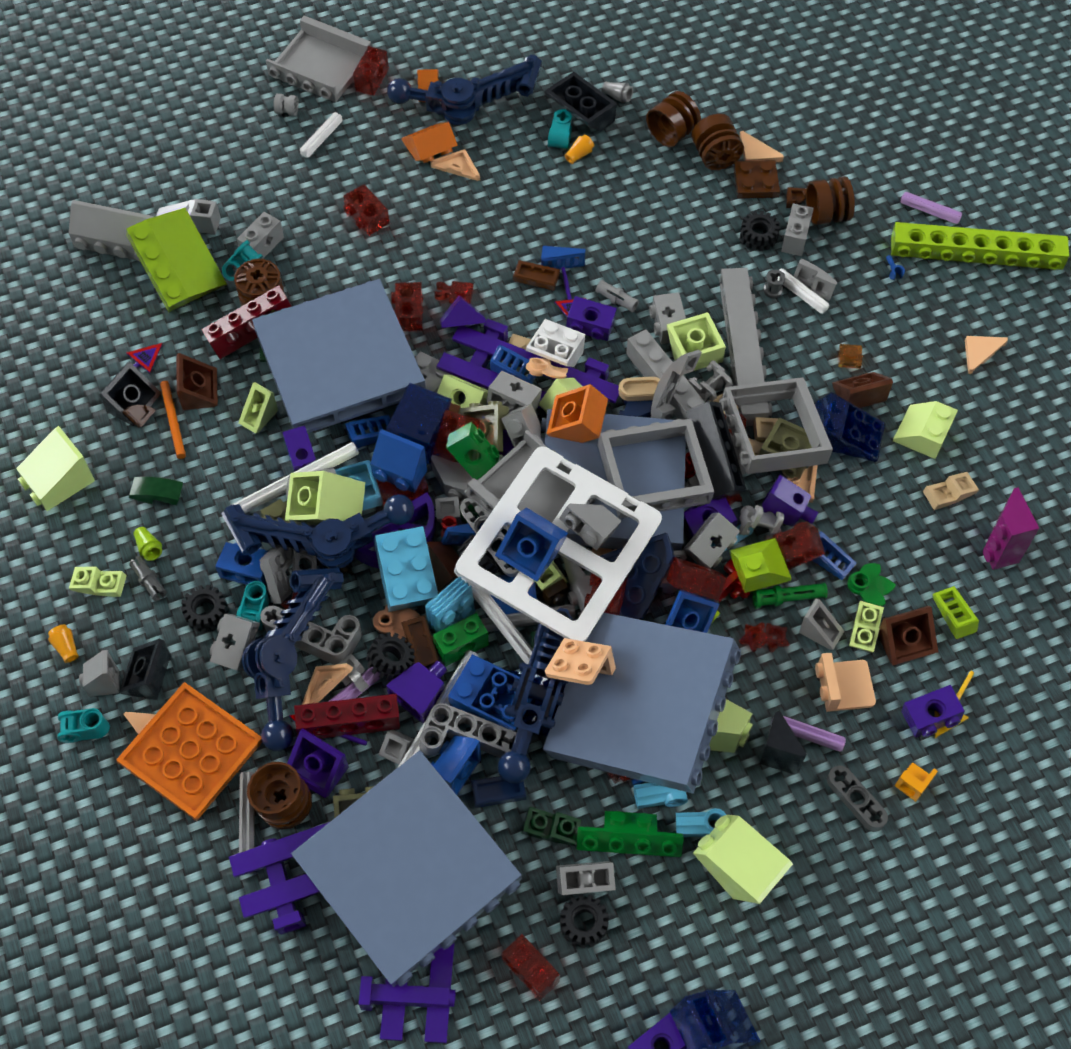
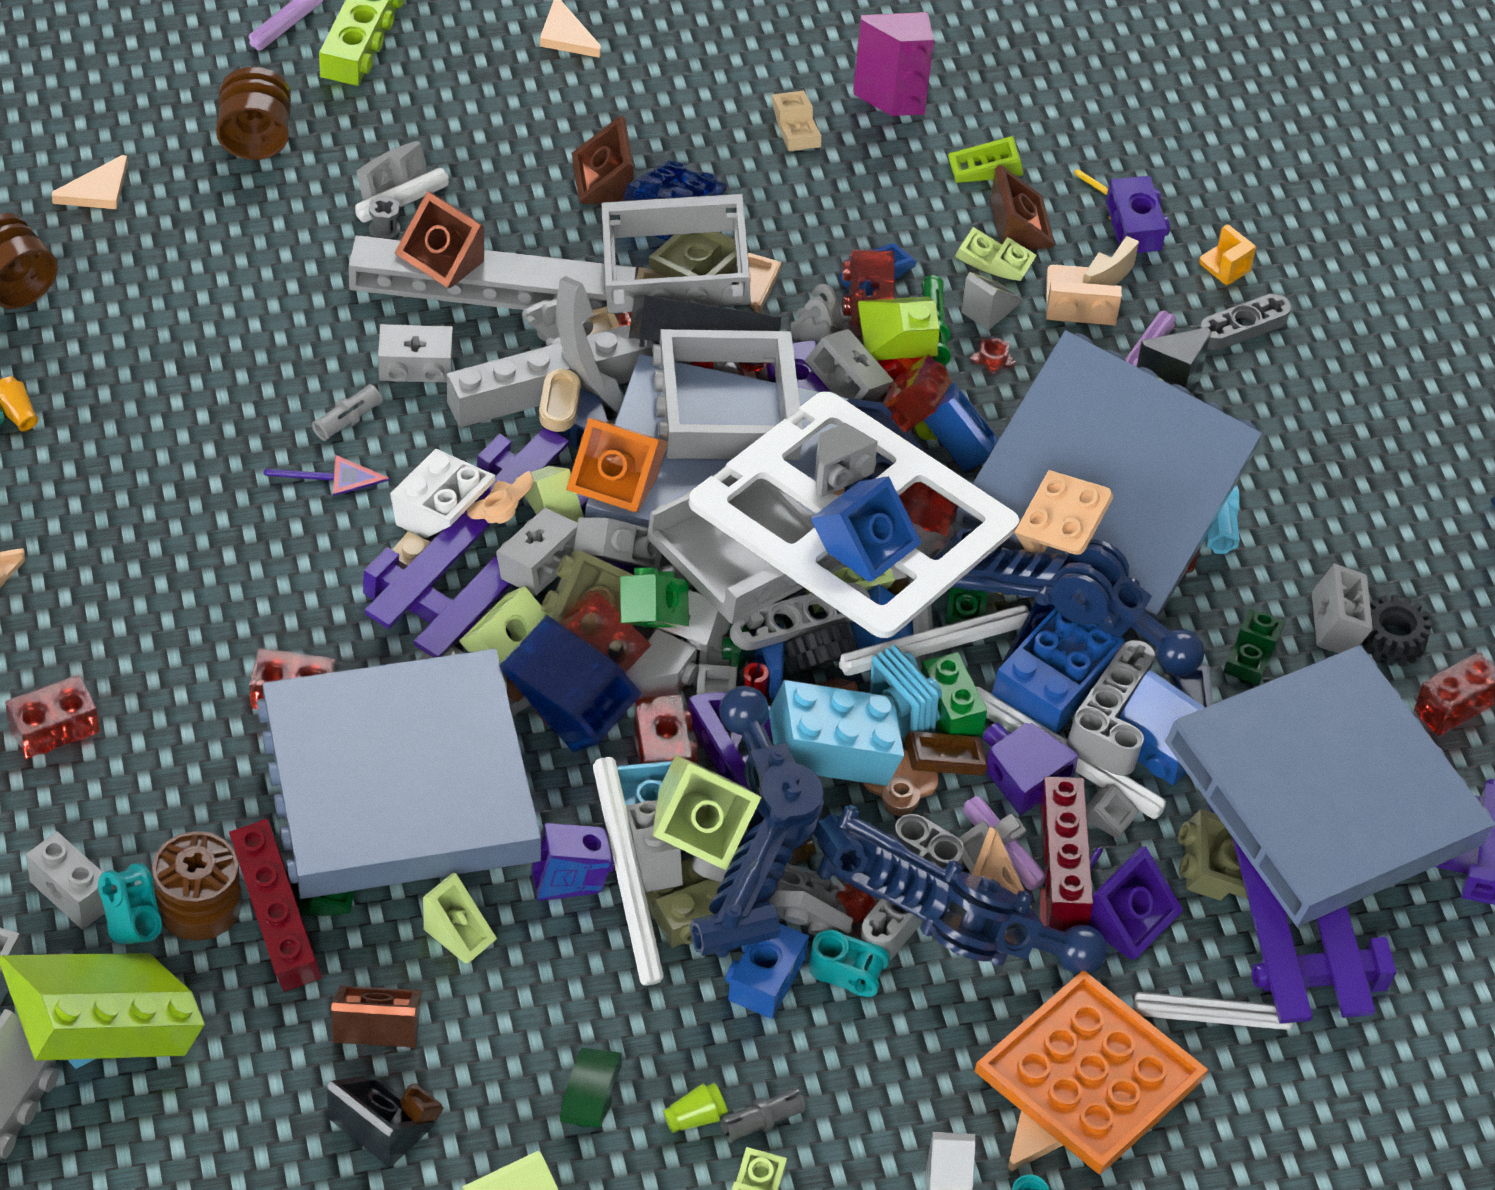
camera: 85 degrees left, 10 degrees down
(145, 356) = (286, 1096): piece -> none
(146, 670) = (938, 1106): black slope -> none
(173, 421) = (437, 1059): orange bar -> none
(201, 596) = (835, 1053): black tyre -> none
(241, 631) = (917, 984): light grey brick -> none
(279, 795) = (1190, 944): reddish brown wheel -> none
(362, 425) = (543, 795): blue slope -> none
(395, 646) = (973, 784): black tyre -> none
(398, 461) = (645, 706): blue slope -> none
(457, 288) = (274, 618): clear red plate -> none
(461, 314) = (345, 607): dark purple slope -> none
(510, 356) = (468, 568): blue slope -> none
(536, 275) = (273, 506): reddish brown plate -> none
(562, 257) = (248, 469): blue slope -> none
(585, 310) = (391, 447): dark purple brick -> none
(631, 835) = (1274, 559): green bracket -> none
(697, 334) = (482, 322): yellowish green slope -> none
(697, 823) = (1270, 479): medium azure piece -> none
(717, 141) = (82, 217): reddish brown wheel -> none
(741, 859) = (1339, 433): yellowish green slope -> none
(745, 305) = (442, 241): none -> copper slope
(756, 179) = (157, 200): reddish brown plate -> none
(760, 638) = (997, 379): clear red plate -> none
(763, 222) = (271, 229): black tyre -> none
(789, 500) = (790, 284): dark purple torso -> none
(795, 196) = (209, 163): reddish brown tile -> none
(797, 229) = (288, 168): light grey brick -> none
(850, 356) = (538, 170): clear orange plate -> none
(858, 691) = (1111, 270): none -> tan slope
(874, 584) = (930, 236): green plate -> none
(894, 268) = (397, 86): blue hand -> none
(925, 427) = (691, 115): yellowish green slope -> none

